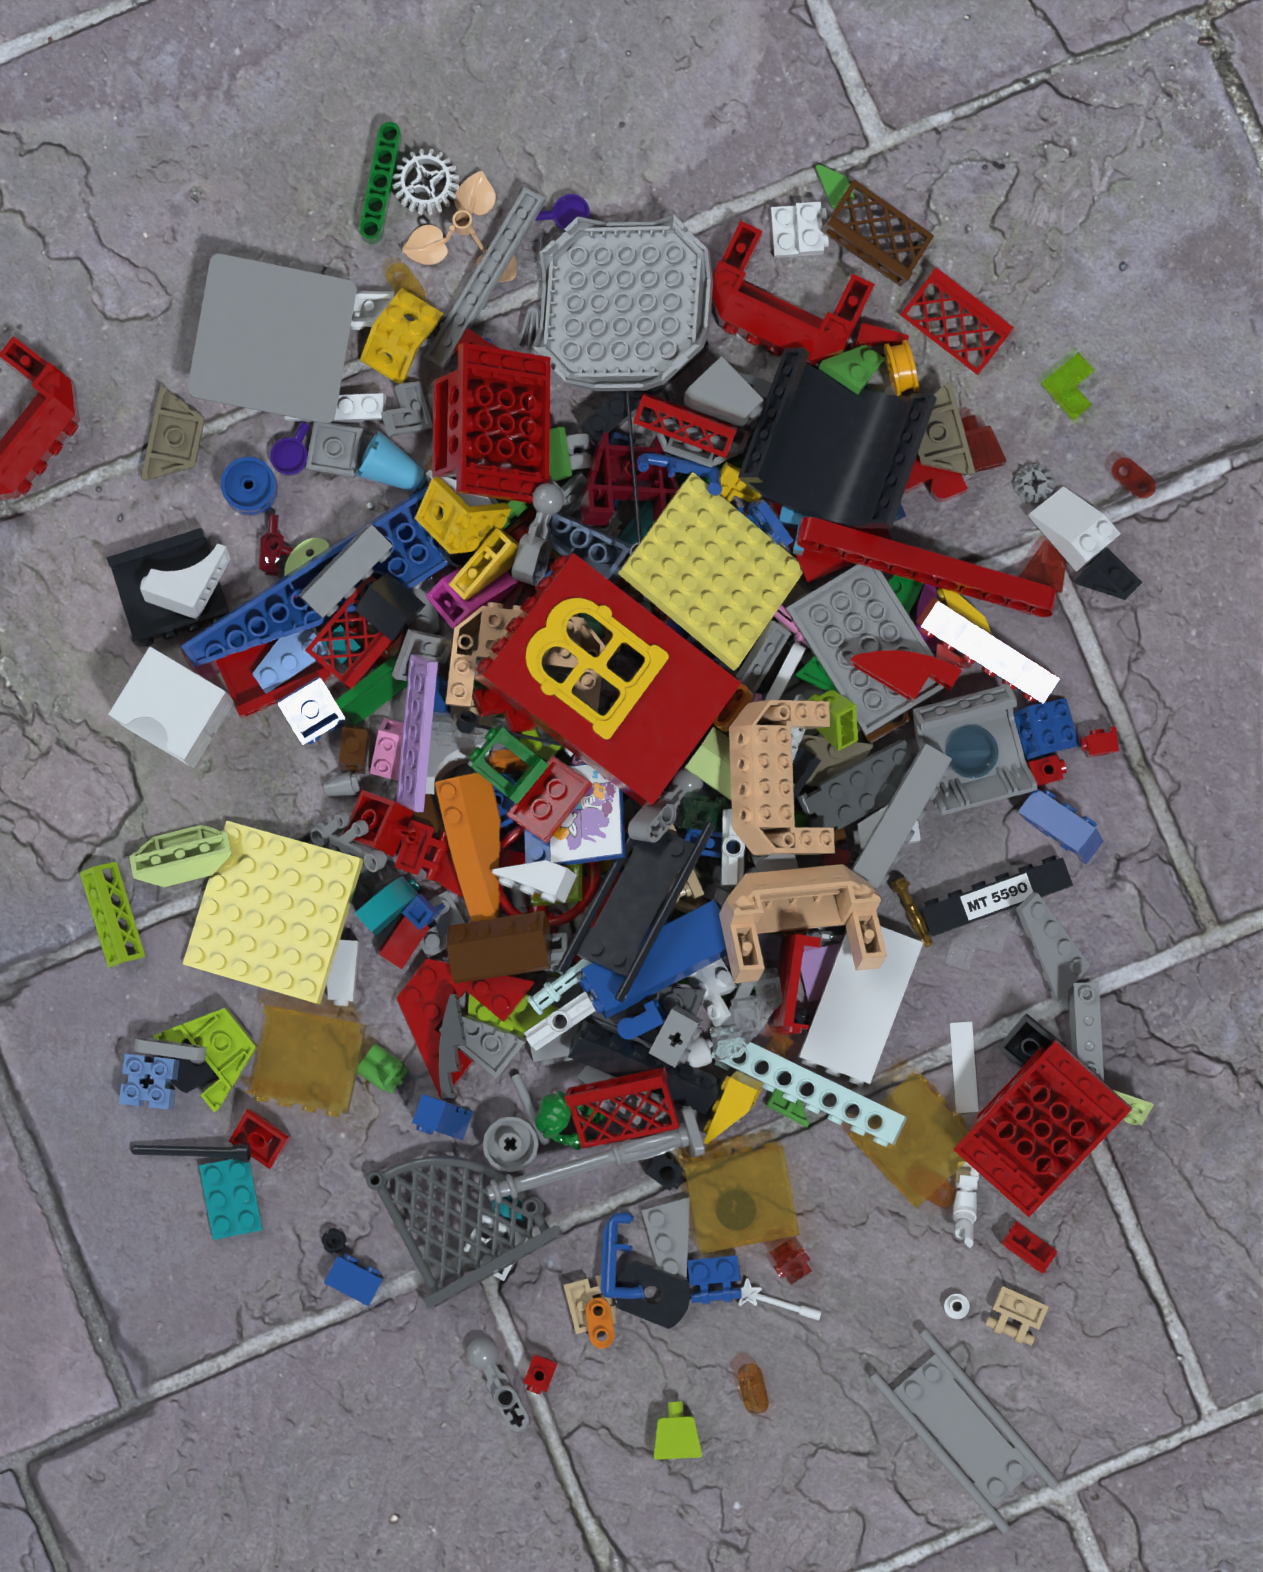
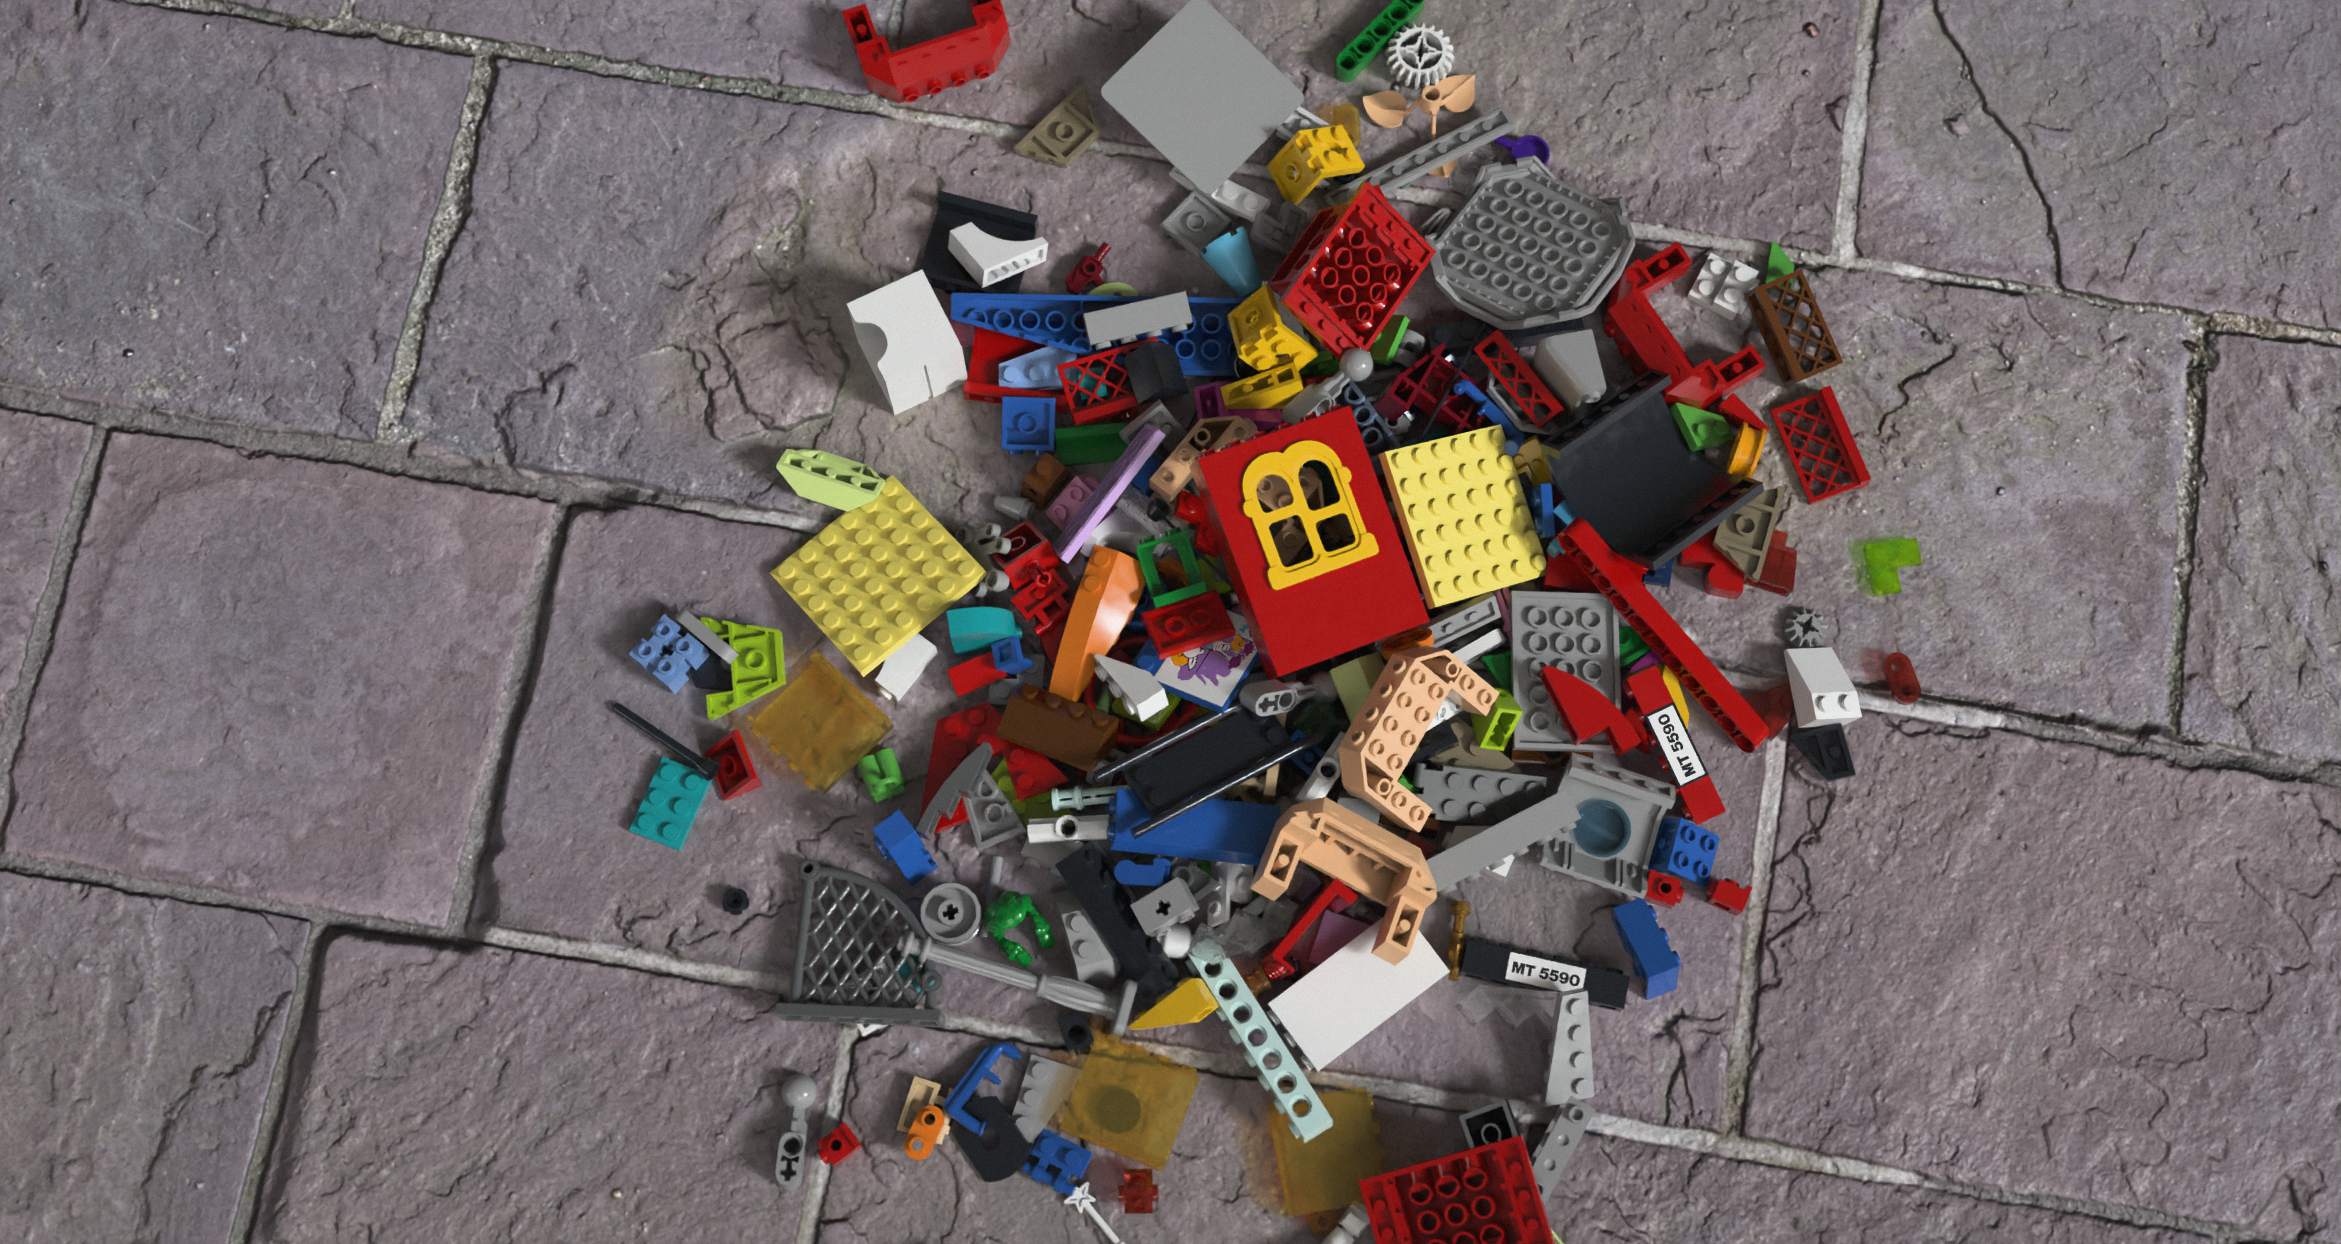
camera: 30 degrees right, 10 degrees down
(103, 912) = (731, 487): lime fence -> none
(253, 500) = (1102, 207): blue wheel -> none
(290, 454) = (1155, 204): dark purple piece -> none
(354, 1280) = (729, 948): blue brick -> none
(618, 1087) = (1086, 924): red fence -> none
(787, 1108) = (1227, 1047): bright green tile -> none
(964, 1067) = (1416, 1115): white sticker -> none

